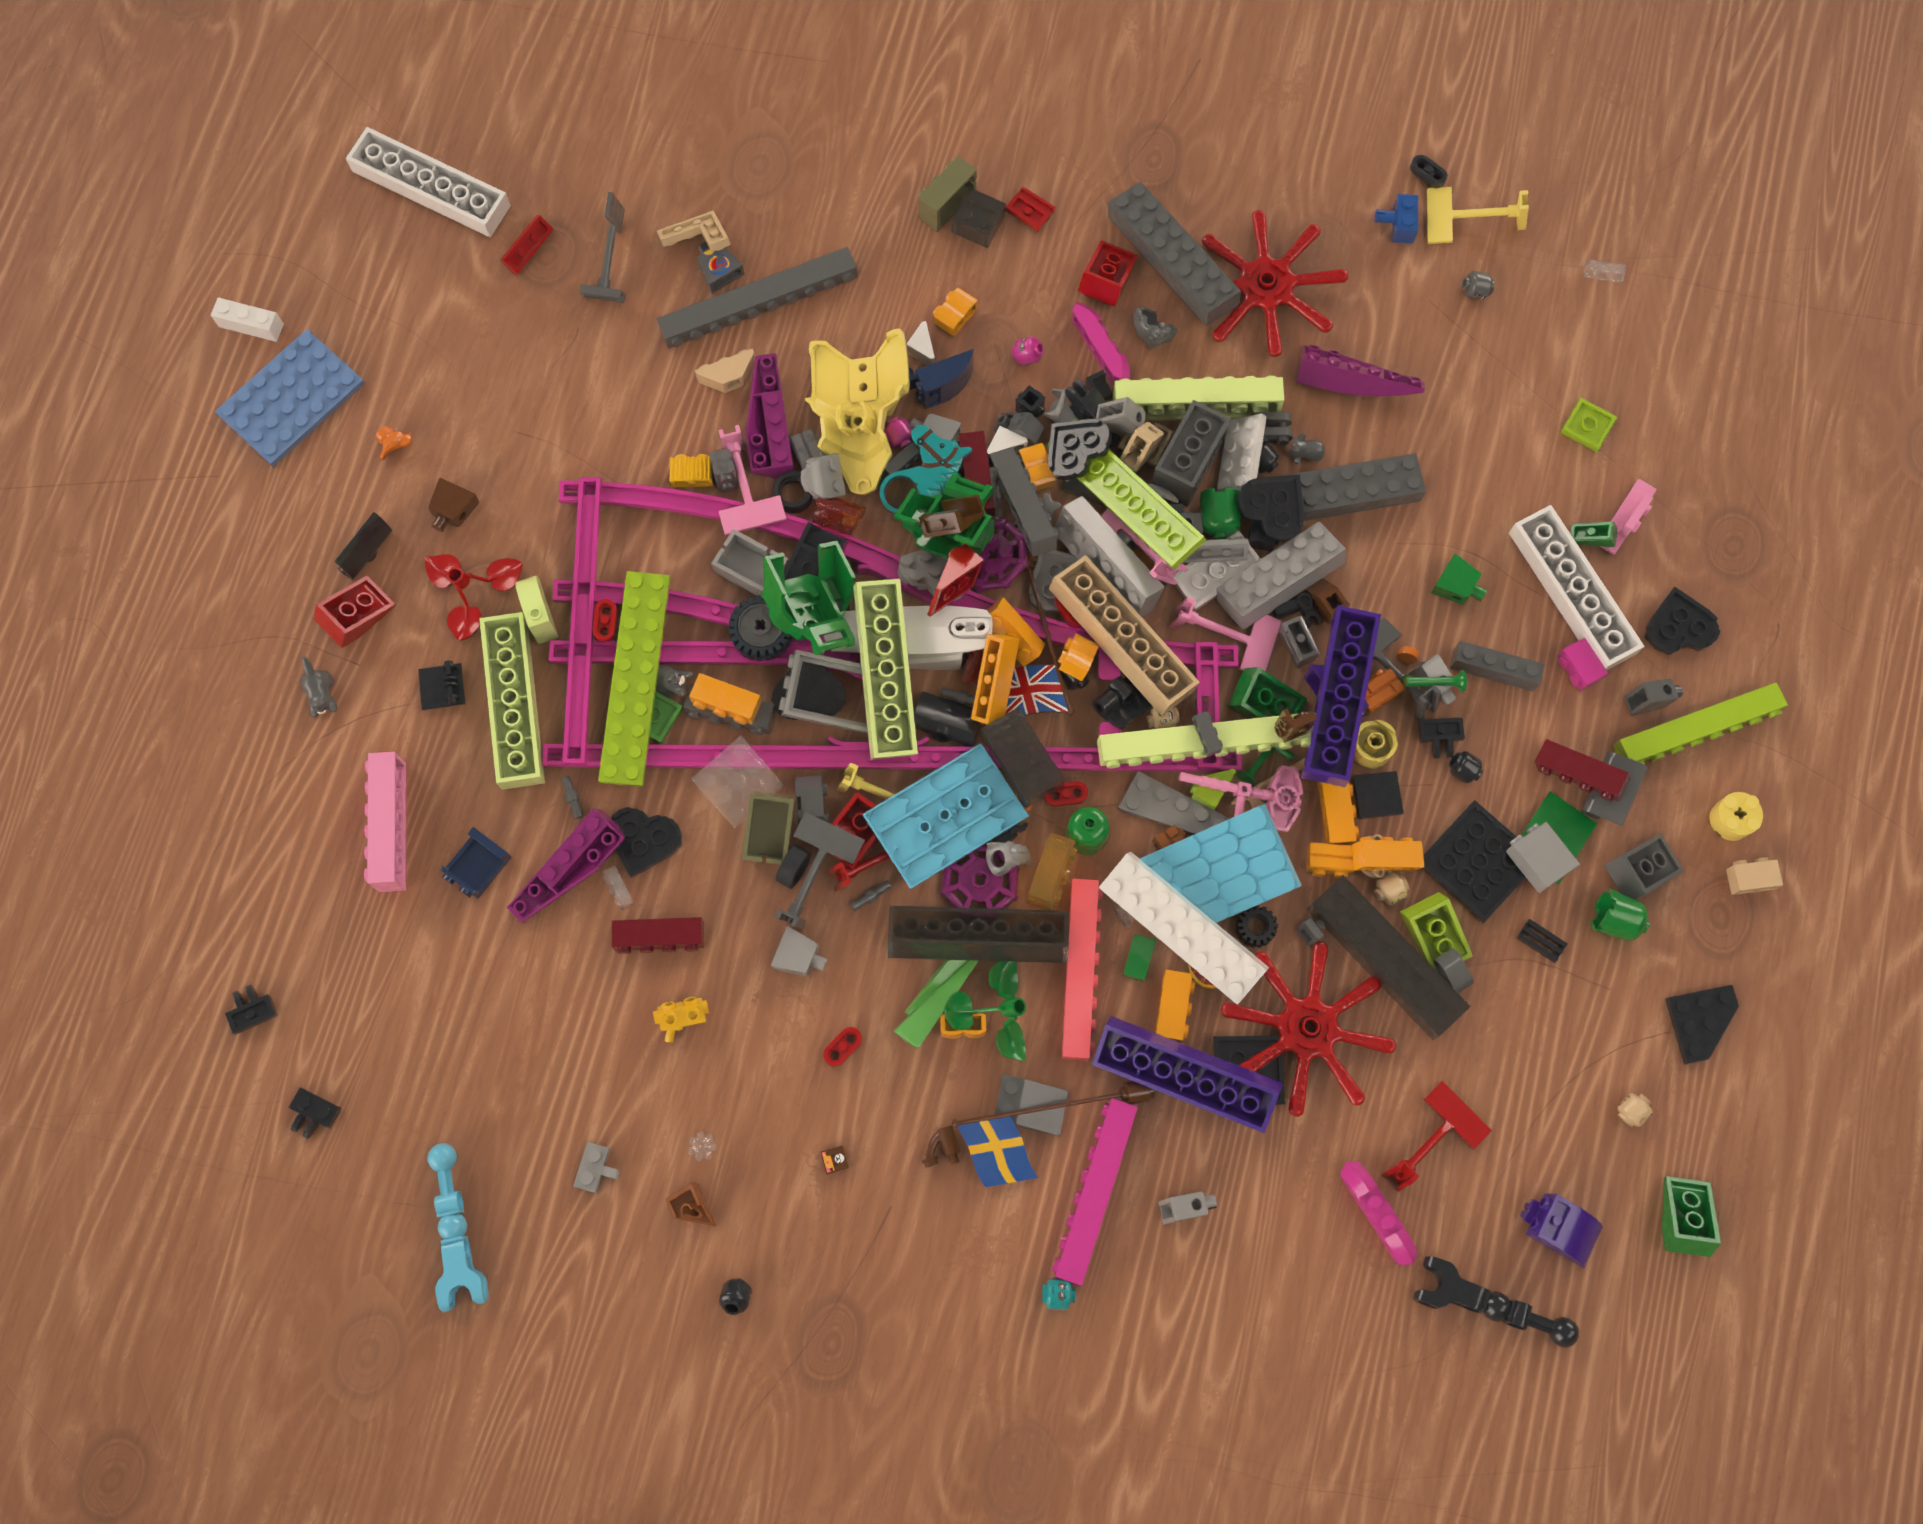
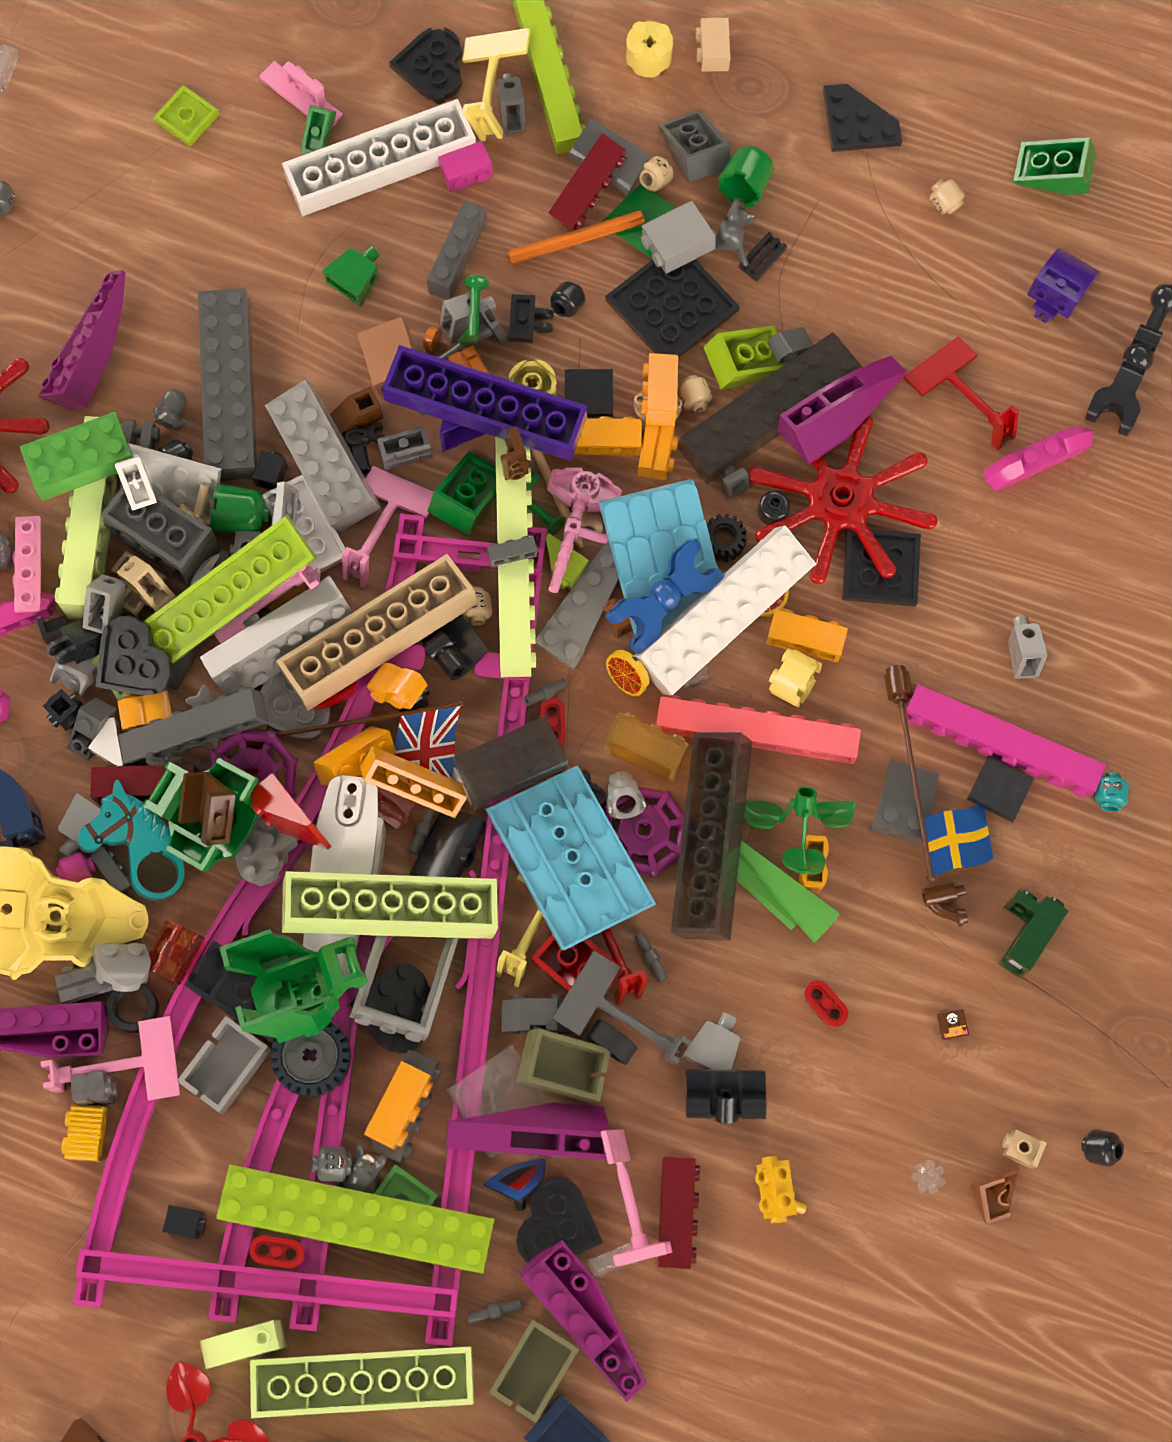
camera: 85 degrees left, 0 degrees up
(526, 830) = (534, 1370): none -> olive piece
(593, 1167) = (947, 1308): light grey plate -> none
(628, 553) = (184, 1222): none -> black brick
(675, 803) = (518, 1181): none -> shield
(676, 653) = (332, 1163): none -> dark grey head
(702, 874) = (618, 1152): none -> bright pink piece
(713, 811) = (534, 1130): none -> magenta wedge
(731, 1235) = (1012, 1151): none -> tan brick
(756, 966) = (726, 1095): none -> black panel
(919, 1225) = (1040, 925): none -> dark green brick
(1050, 1190) = (1000, 789): none -> black tile
(1088, 839) = (596, 712): green cylinder -> none
(1092, 784) = (545, 692): none -> dark grey bar
(1116, 850) = (627, 673): none -> tile
(1130, 996) = (795, 677): none -> light yellow brick
(1139, 958) = (748, 666): green slope -> none
(1150, 356) = (27, 564): none -> bright pink bracket
(1187, 871) = (664, 595): none -> blue piece
(1187, 1074) = (887, 626): dark purple brick -> none
(1211, 479) = (198, 512): none -> tan plant
(1223, 420) = (136, 482): none -> white slope
(1243, 375) = (76, 456): none -> bright green brick
(1274, 503) = (241, 446): black plate -> none
(1296, 965) = (773, 507): none -> black head
(1396, 618) = (380, 346): none -> nougat brick
(1396, 1019) = (838, 408): none -> magenta wedge
(1530, 769) = (576, 237): none -> orange axle
(1557, 907) = (731, 232): none -> dark grey animal
(1606, 834) = (656, 173): none -> tan head
(1707, 674) = (491, 48): none -> light yellow piece

